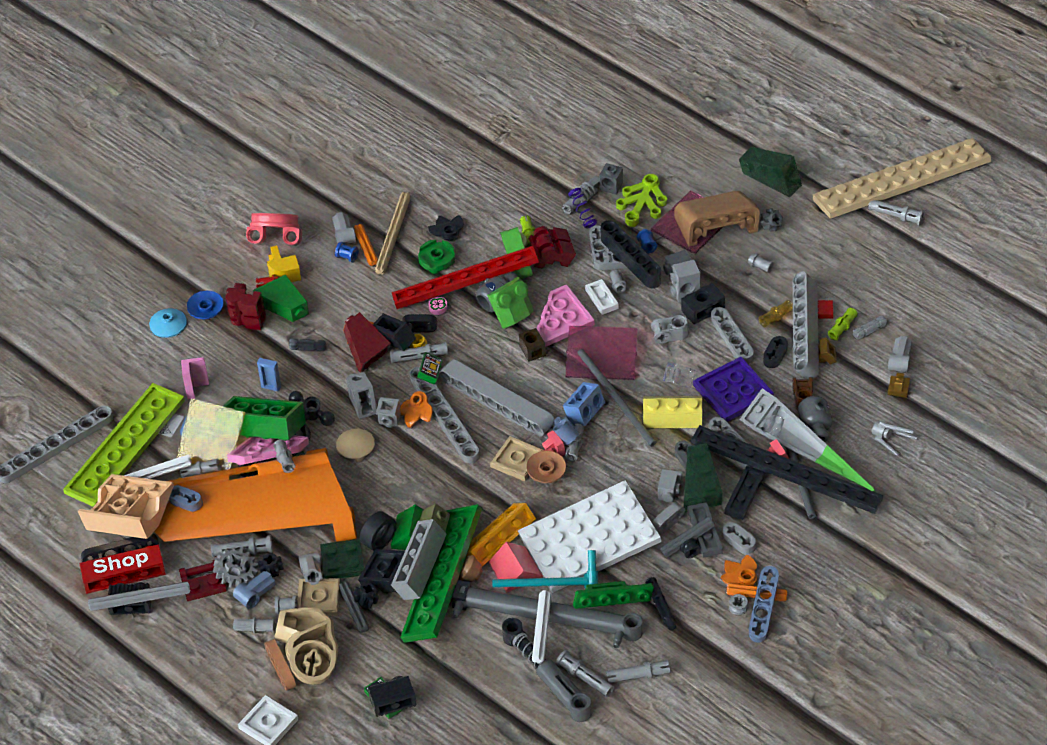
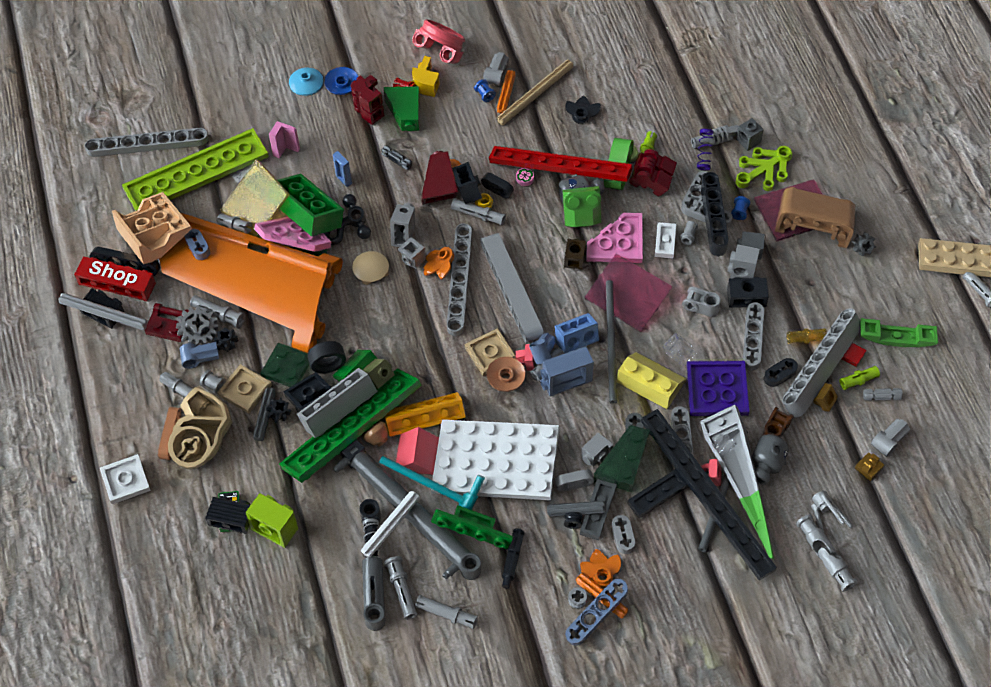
camera: 30 degrees right, 10 degrees up
(163, 468) = (200, 207): white axle -> none
(284, 456) = (292, 250): light grey pin -> none
(311, 567) = (253, 360): light grey piece -> none
(429, 368) = (475, 231): tile -> none
(434, 679) = (272, 519): none -> lime brick
(439, 263) = (555, 139): green plate -> none
(600, 436) = (567, 371): none -> sand blue window
(759, 262) = (825, 278): light grey pin -> none
(772, 169) = (897, 196): clear green wedge -> none
(851, 277) = (898, 336): none -> bright green slope
(924, 470) = (831, 560): none -> light grey piece

